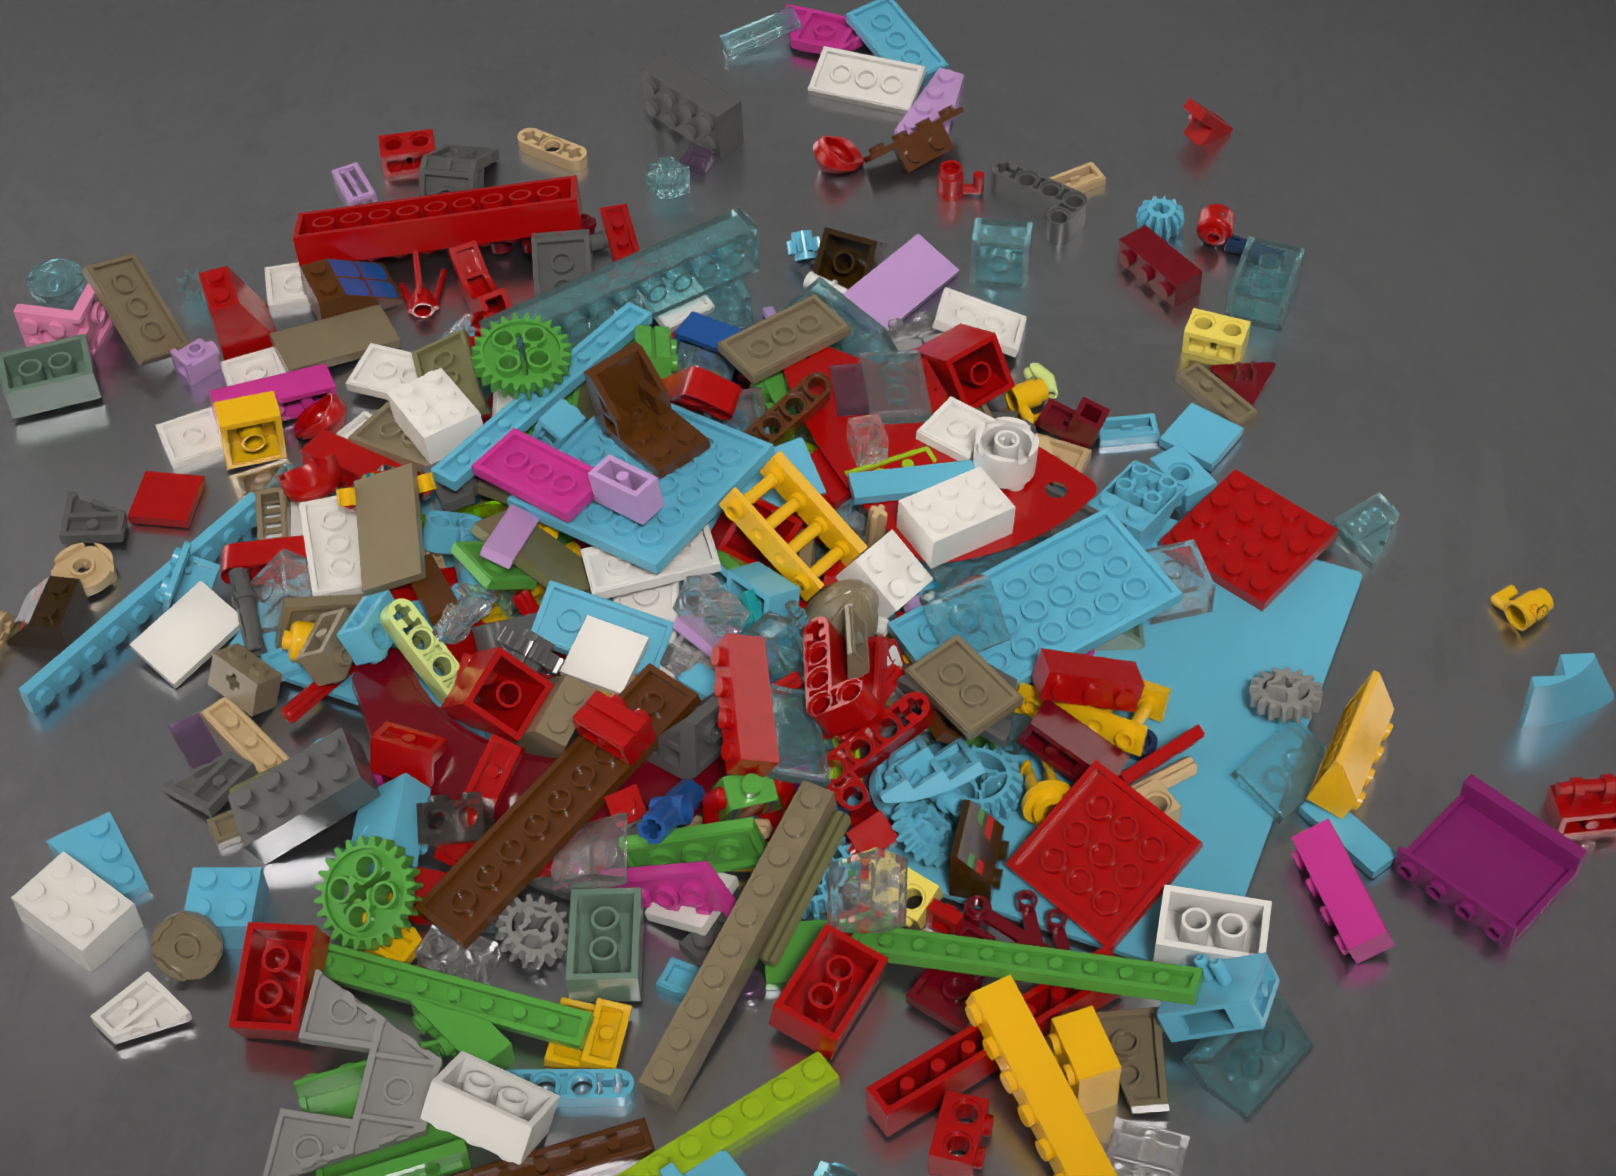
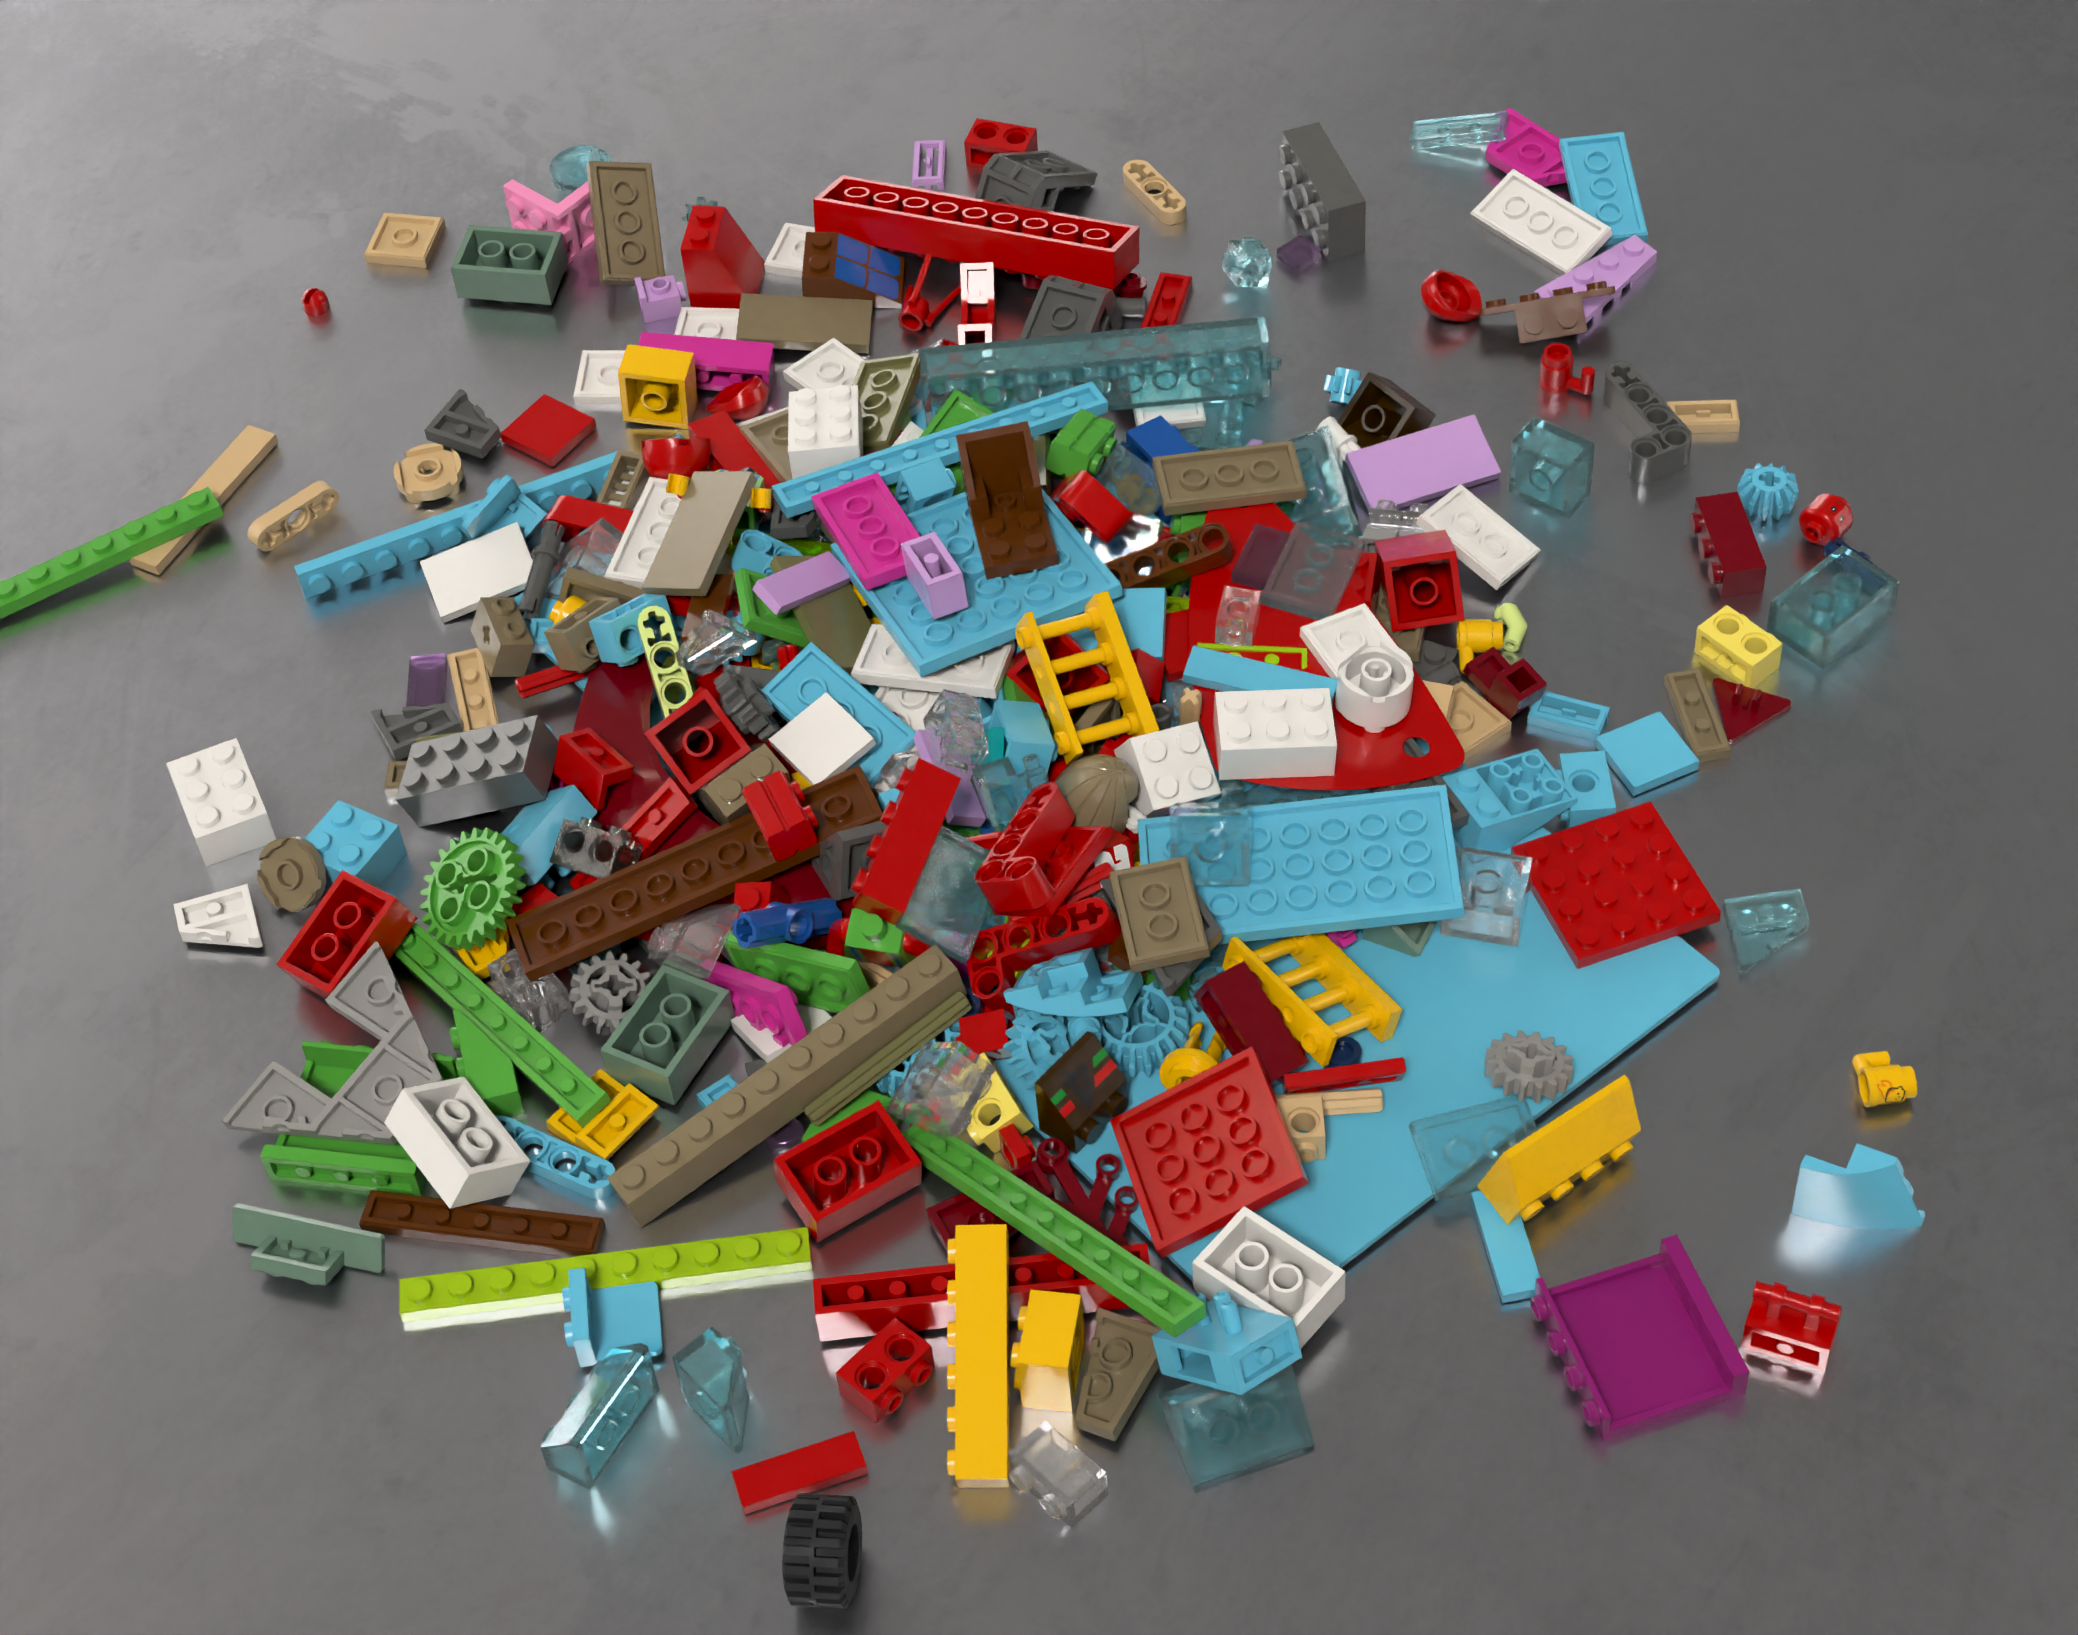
camera: 30 degrees right, 0 degrees up
(50, 615) = (373, 506): dark brown slope -> none
(104, 852) = (279, 760): medium azure wing -> none
(499, 362) = (913, 388): bright green gear -> none
(856, 644) = (1071, 823): dark tan slope -> none
(1087, 680) = (1301, 960): red brick -> none
(1204, 124) = (1899, 398): red slope -> none
(1342, 891) = (1448, 1299): dark pink brick -> none

